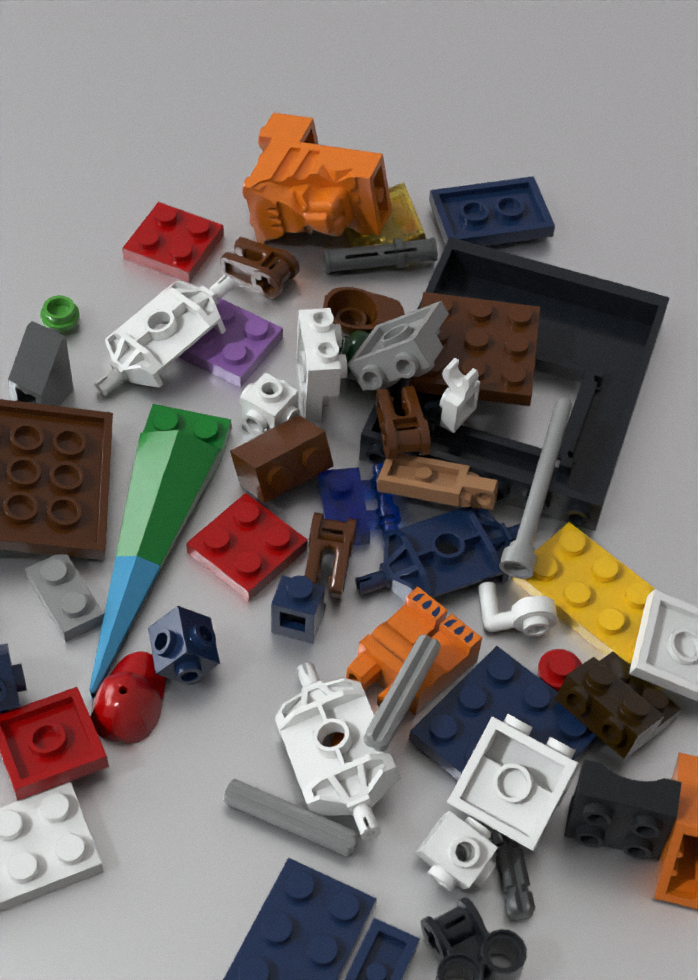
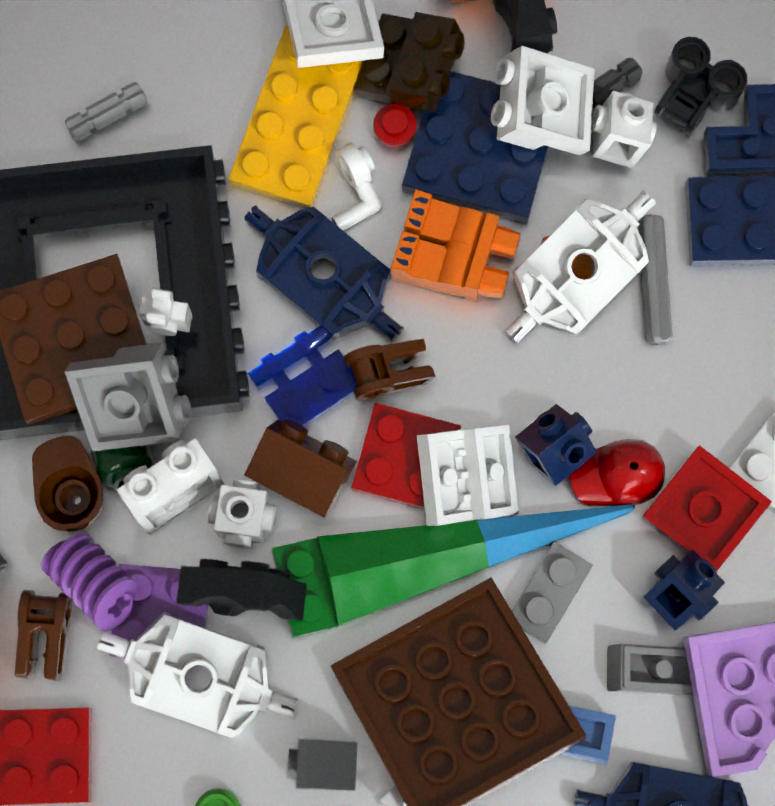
camera: 115 degrees left, 25 degrees up
(201, 571) = (467, 475): none -> white slope
(204, 366) = (243, 588): none -> black brick
(275, 293) = (91, 580): none -> medium lavender piece
(300, 598) = (458, 369): dark blue brick -> none
(401, 693) = (518, 221): light grey axle -> none
(404, 432) = (231, 364): reddish brown piece -> none
(436, 482) = (259, 309): medium nougat hinge -> none
(520, 557) = (305, 196): light grey piece -> none
(675, 467) = (106, 111): none -> light grey axle

